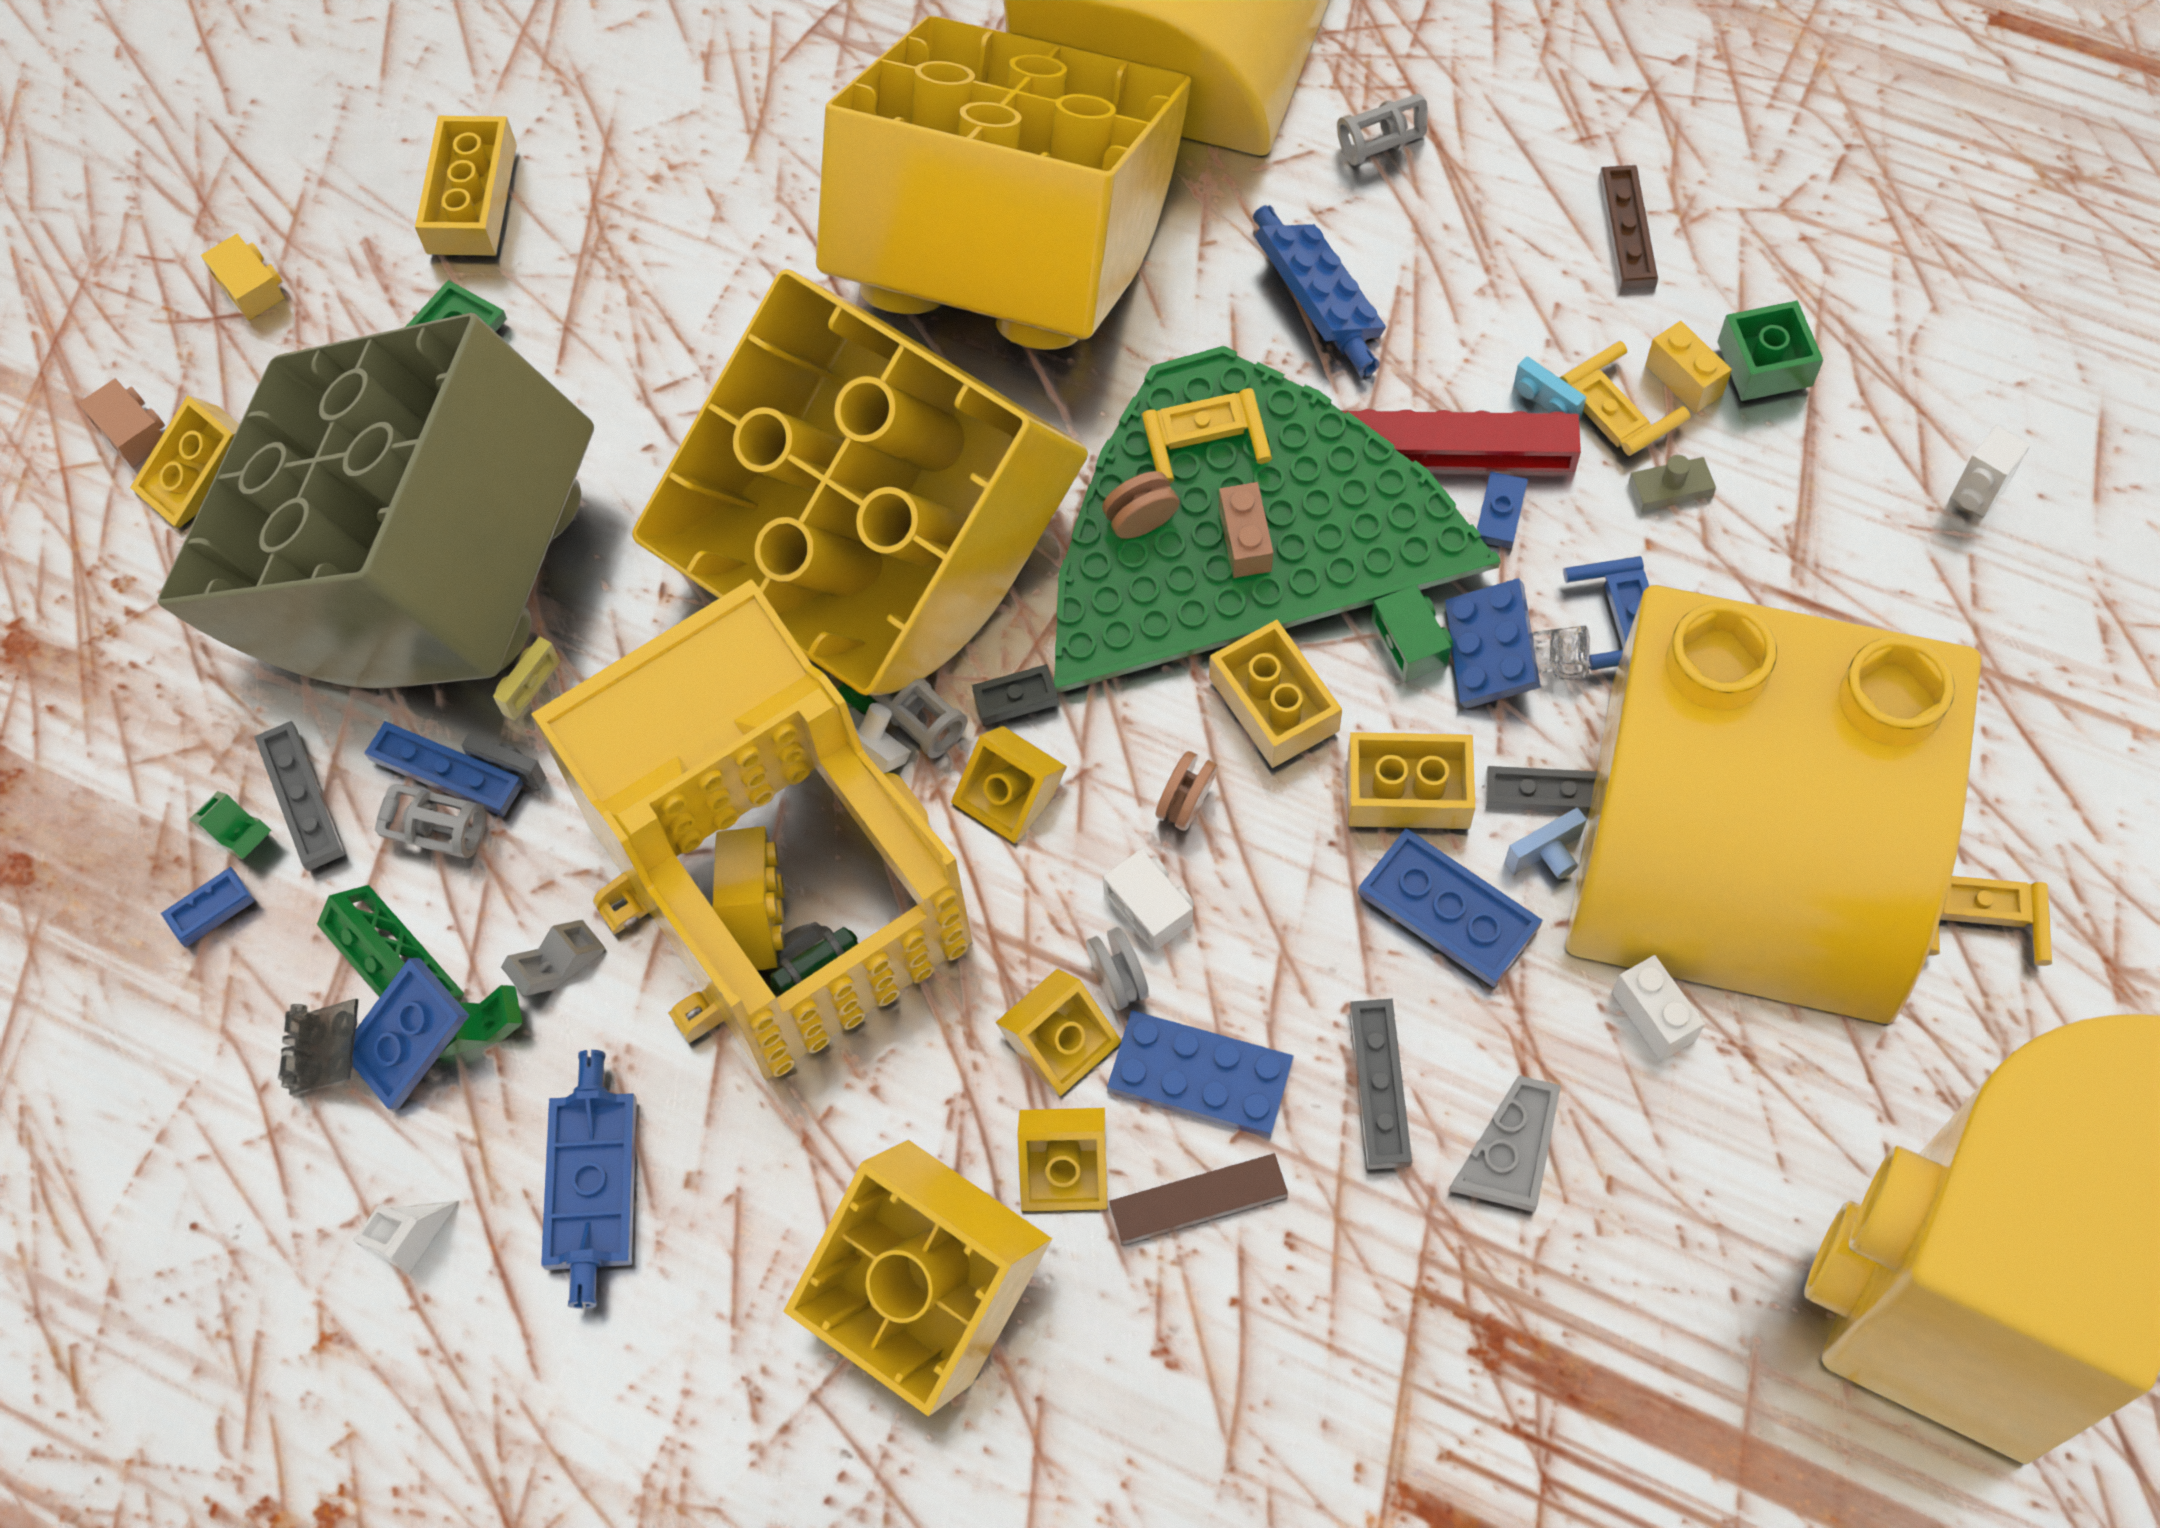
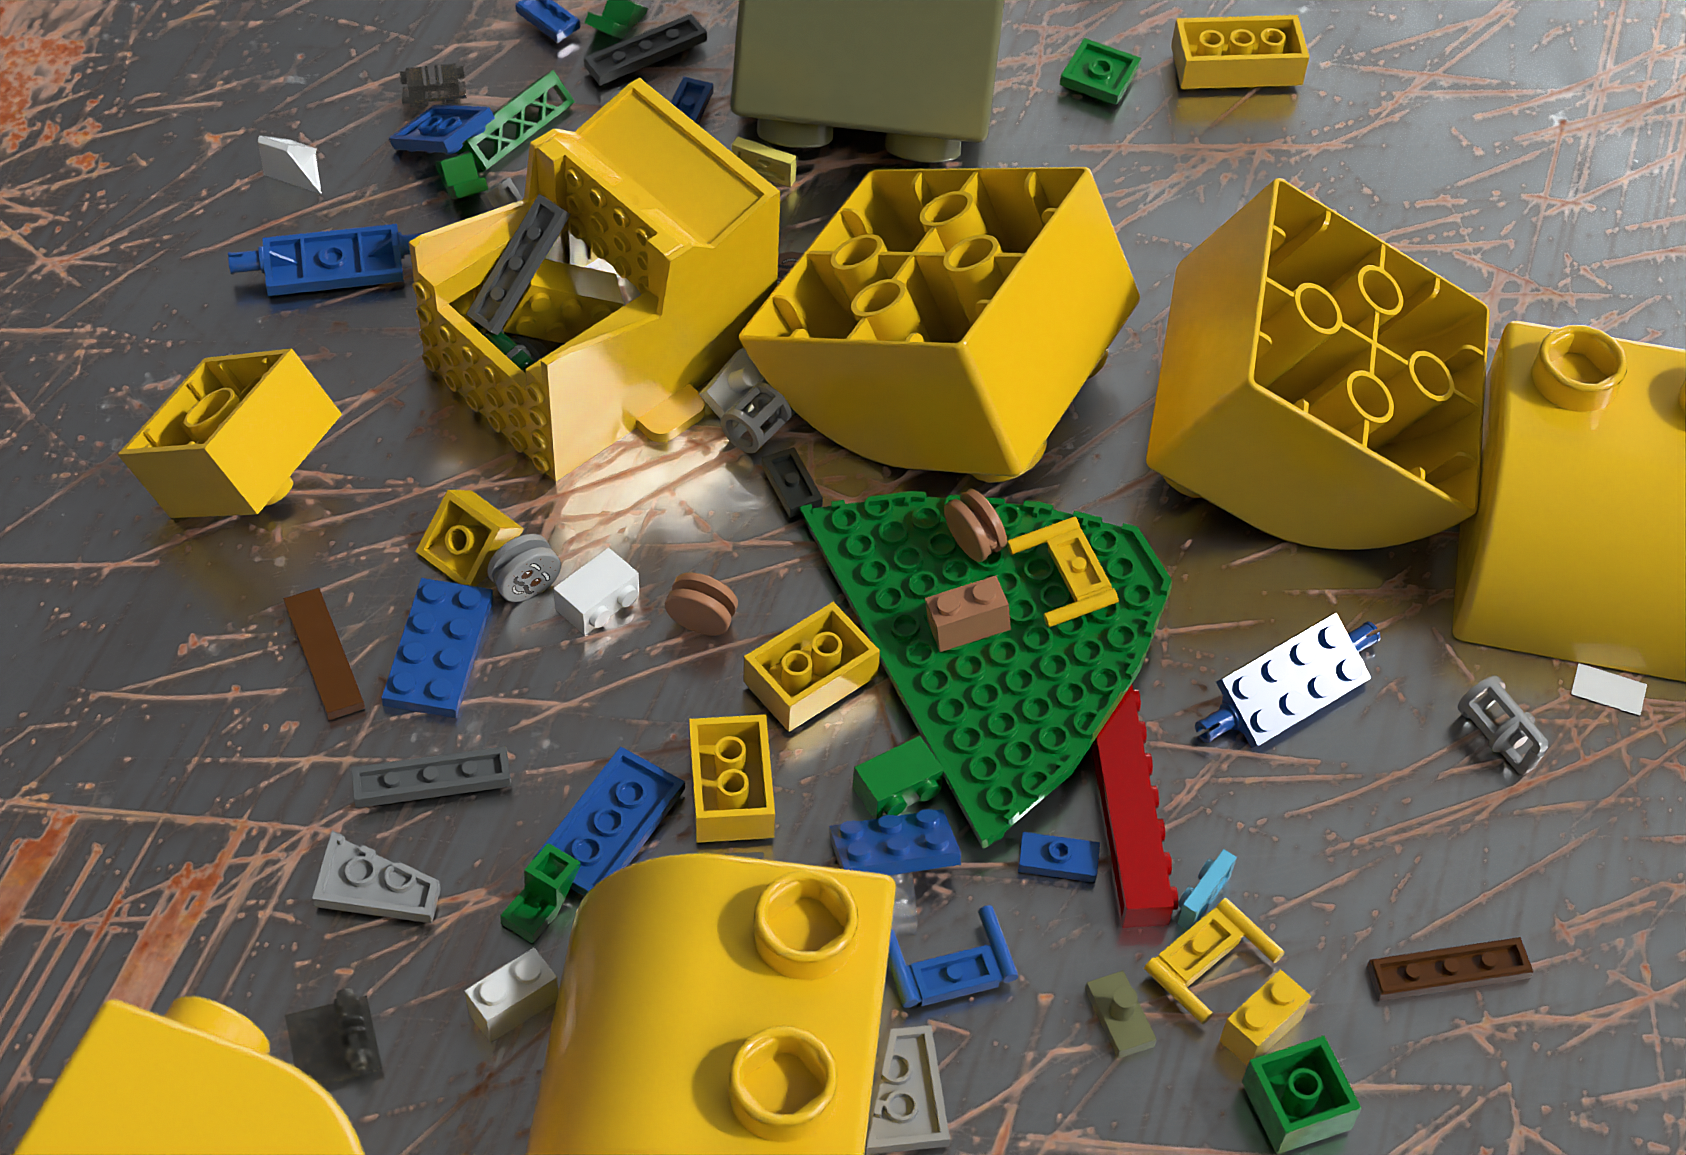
camera: 75 degrees right, 10 degrees down
(741, 907) = (518, 264): none -> dark grey plate
(1007, 783) = (704, 483): yellow slope -> none
(1062, 1159) = (355, 549): yellow slope -> none
(1334, 52) = (1609, 689): none -> white sticker
(1526, 968) = (544, 891): none -> green slope
(1701, 1192) = (334, 1039): none -> clear smoke hinge

